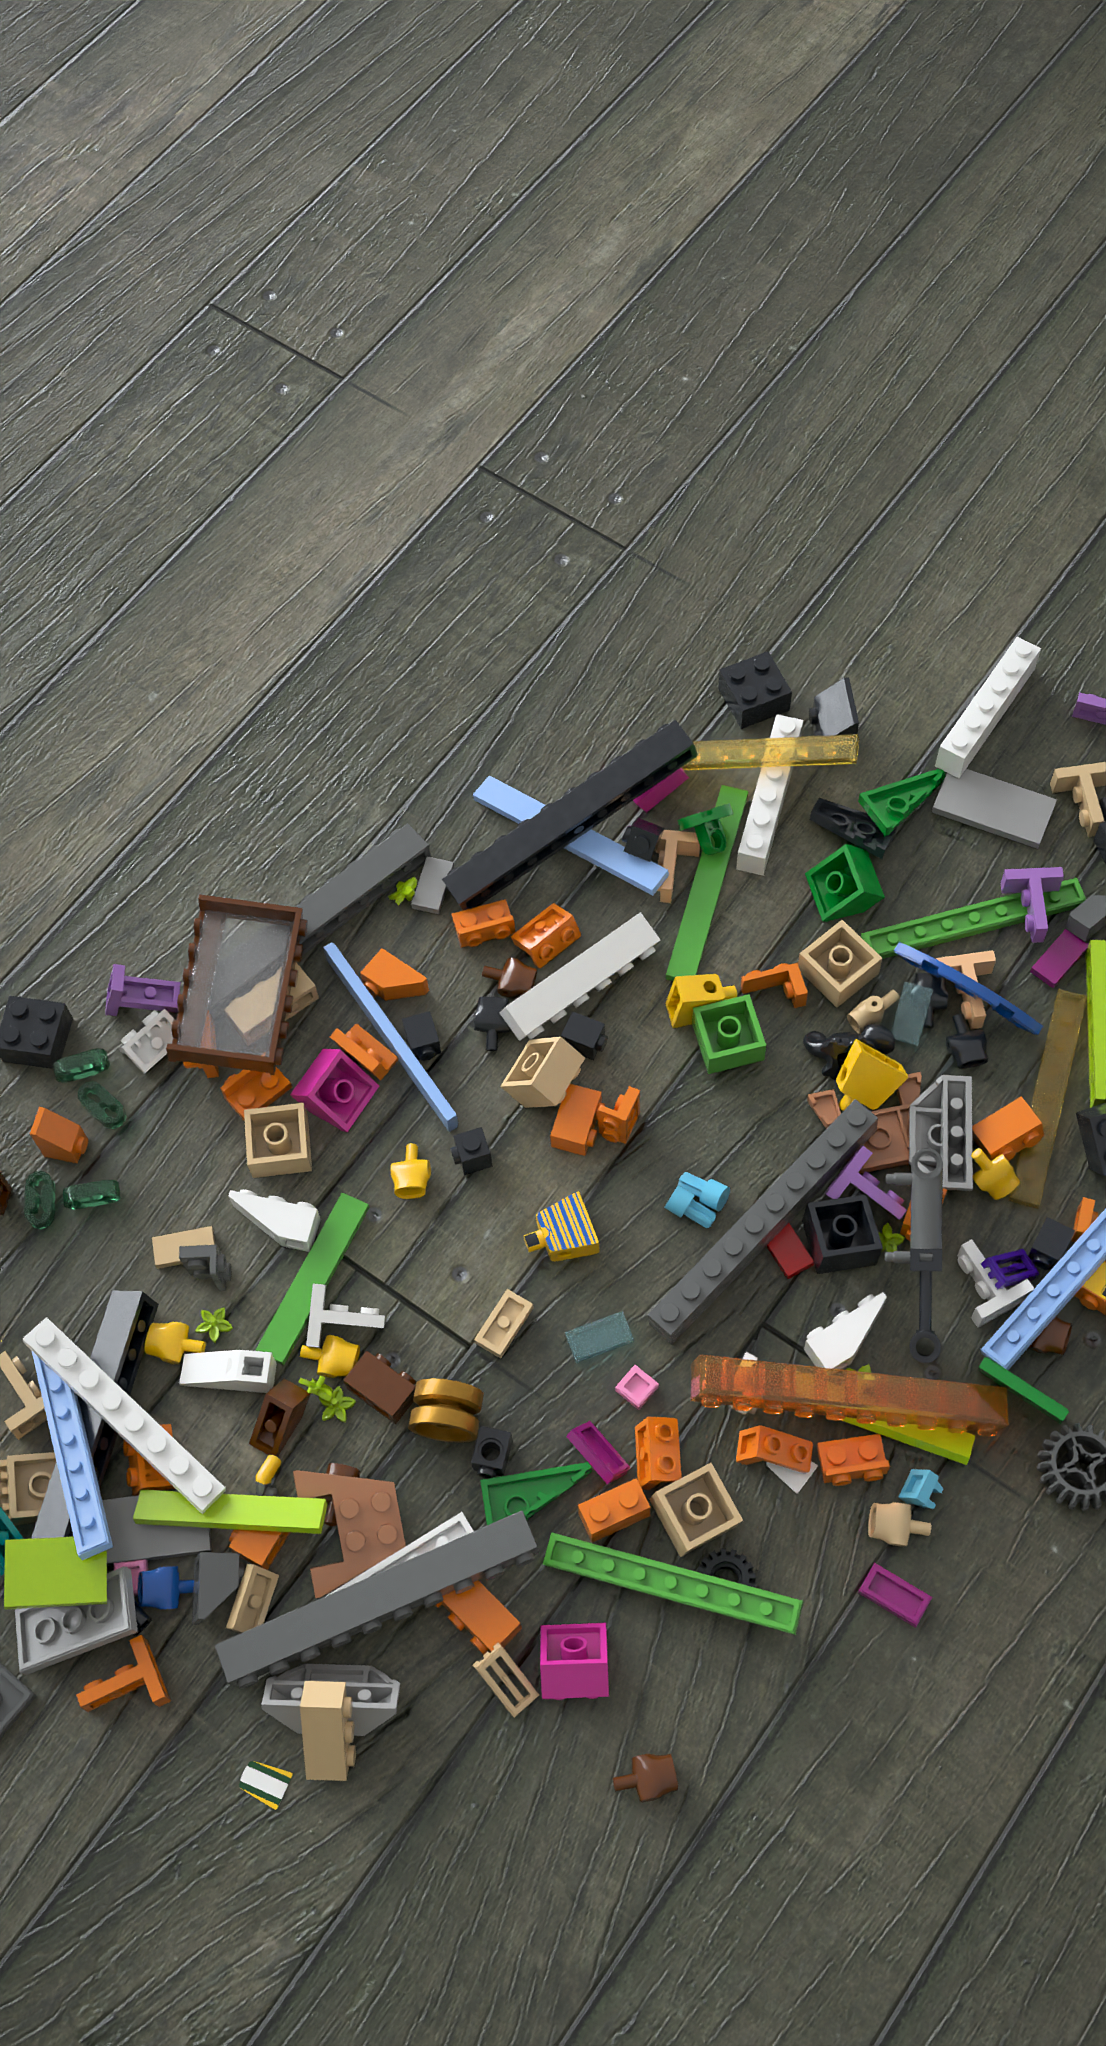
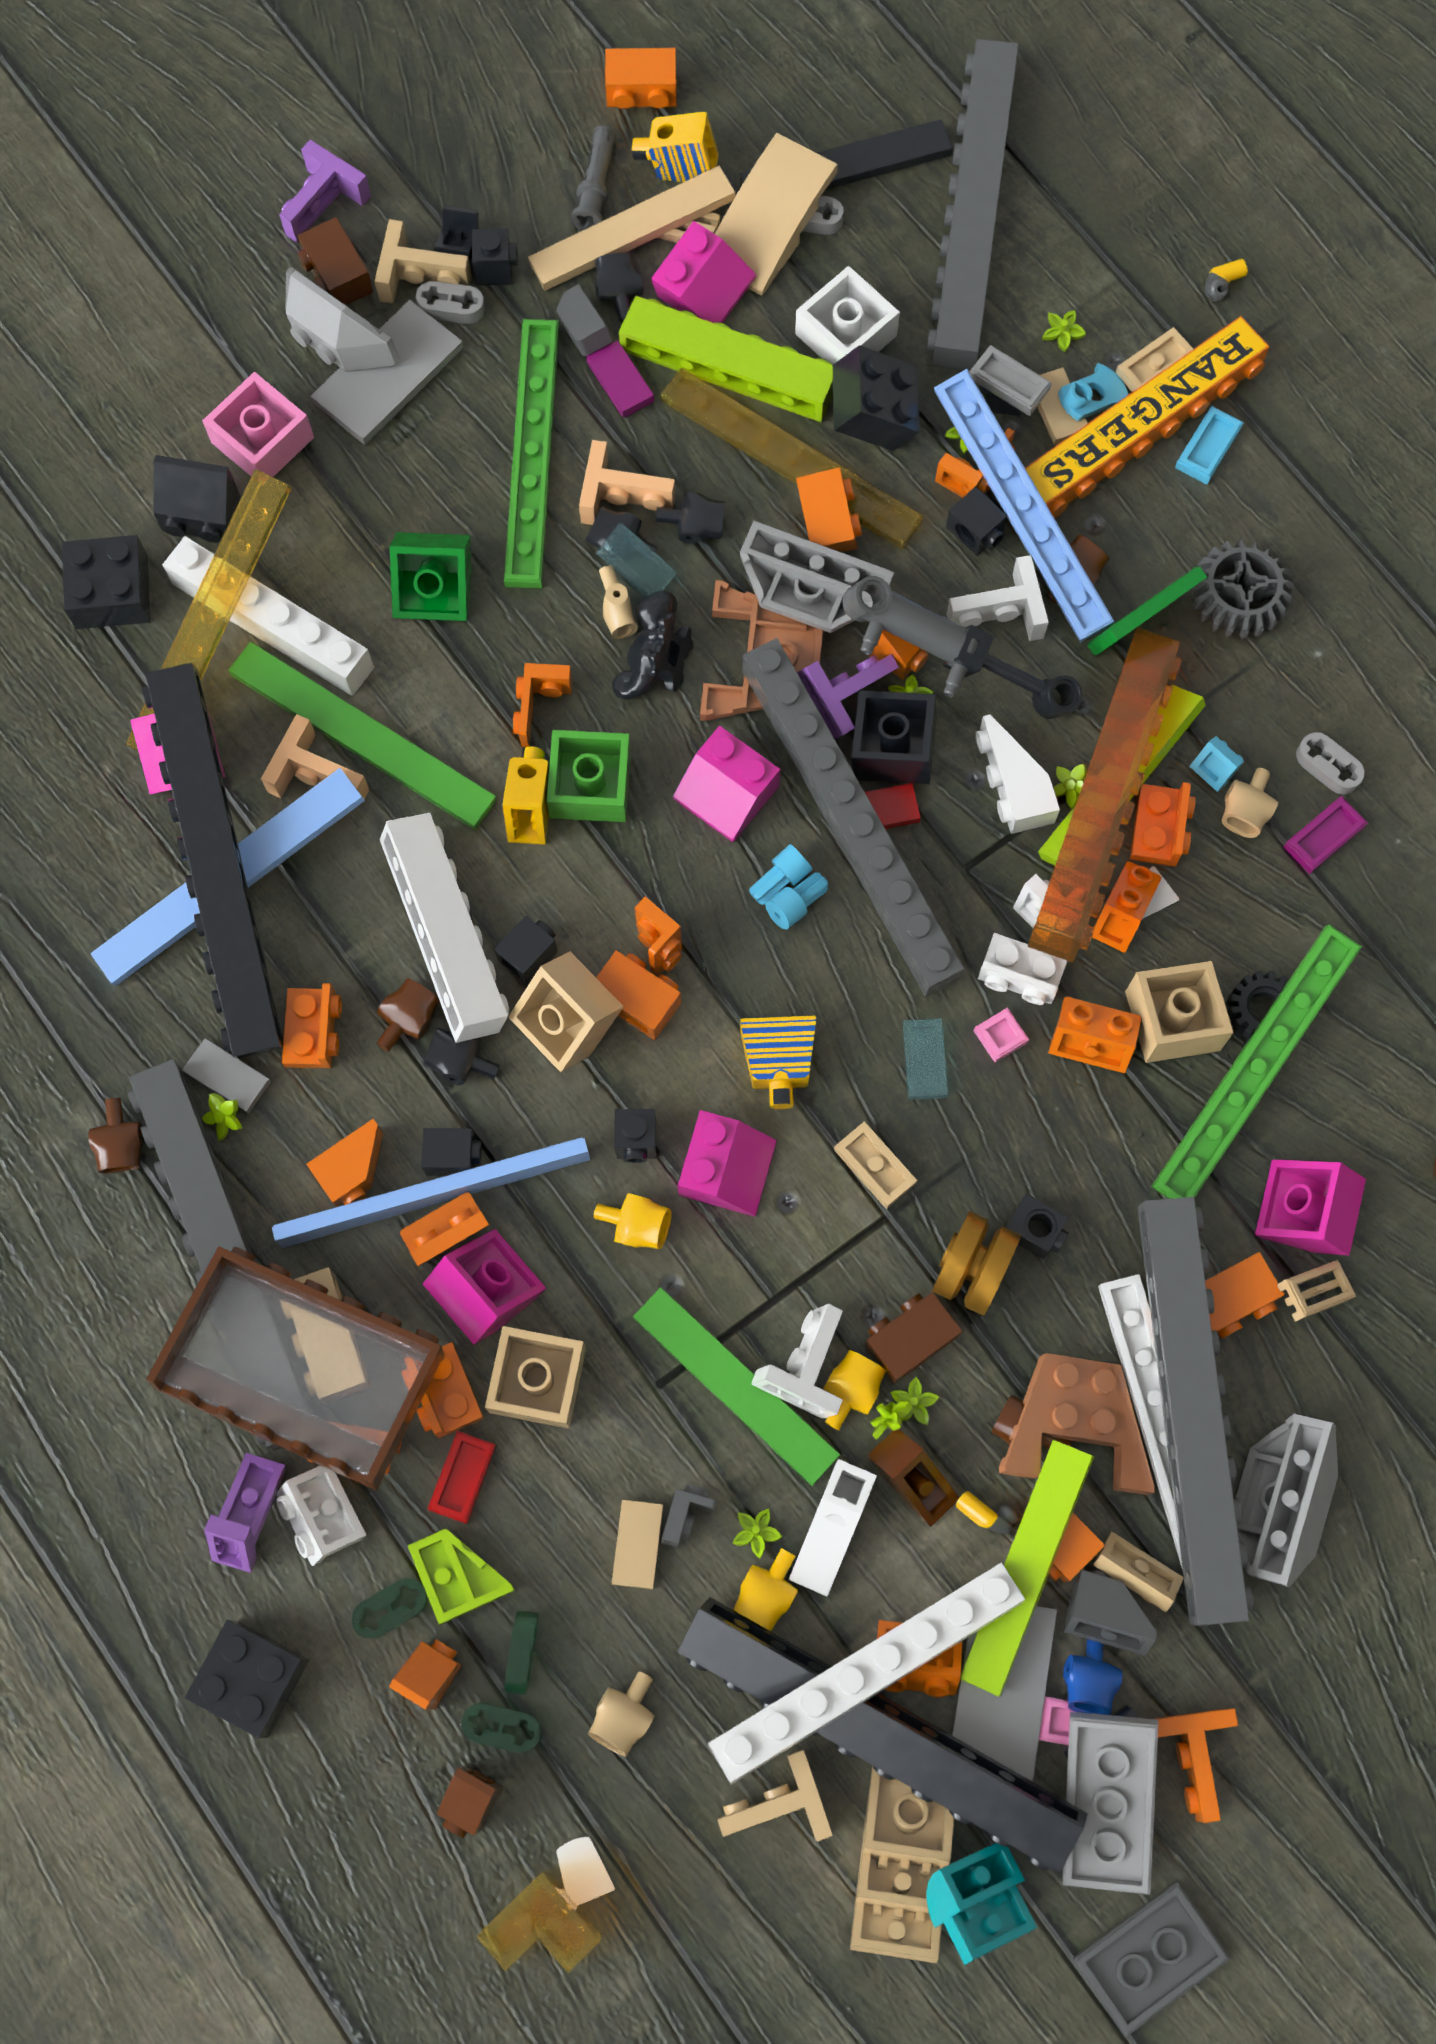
camera: 75 degrees left, 10 degrees up
(52, 1574) = (1060, 1808): lime tile -> none
(63, 1271) = (621, 1717): none -> tan piece
(74, 1463) = (910, 1752): light blue tile -> none
(81, 1065) = (322, 1623): clear green beam -> none
(132, 1136) = (455, 1576): none -> lime wing
(201, 1121) = (462, 1477): none -> red tile
(265, 1783) = (1354, 1614): sticker -> none
(285, 1222) = (651, 1402): white slope -> none
(327, 1730) = (1335, 1512): tan brick -> none
(365, 834) = (117, 1142): none -> reddish brown piece
(470, 1219) = (726, 1164): none -> dark pink slope
(528, 1490) = (1098, 1217): green wing -> none
(547, 934) = (359, 952): orange bracket -> none
(598, 1452) = (1072, 1102): magenta tile -> none
(614, 1510) = (1149, 1105): orange brick -> none
(642, 839) = (284, 782): black brick -> none
(681, 1398) = (1022, 970): none -> white bracket
(708, 825) = (290, 701): green tile -> none
(761, 1131) = (727, 784): none -> slope
(839, 963) = (541, 616): tan brick -> none
(851, 825) = (356, 533): black wing -> none
(868, 1077) = (709, 636): yellow torso -> none
(896, 801) = (339, 475): green wing -> none
(907, 738) = (258, 427): none -> bright pink brick
(950, 1578) = (1330, 763): none -> light grey beam
(969, 986) = (629, 485): blue tile -> none
(987, 707) = (254, 322): white brick -> none
(994, 1176) = (877, 544): yellow piece -> none
(999, 1273) = (997, 583): dark purple tile -> none
(1007, 754) = (334, 329): none -> light grey wedge
(1031, 885) = (539, 370): medium lavender bracket -> none
(1061, 741) = (334, 262): none -> reddish brown brick
(1063, 828) = (451, 302): none -> light grey beam

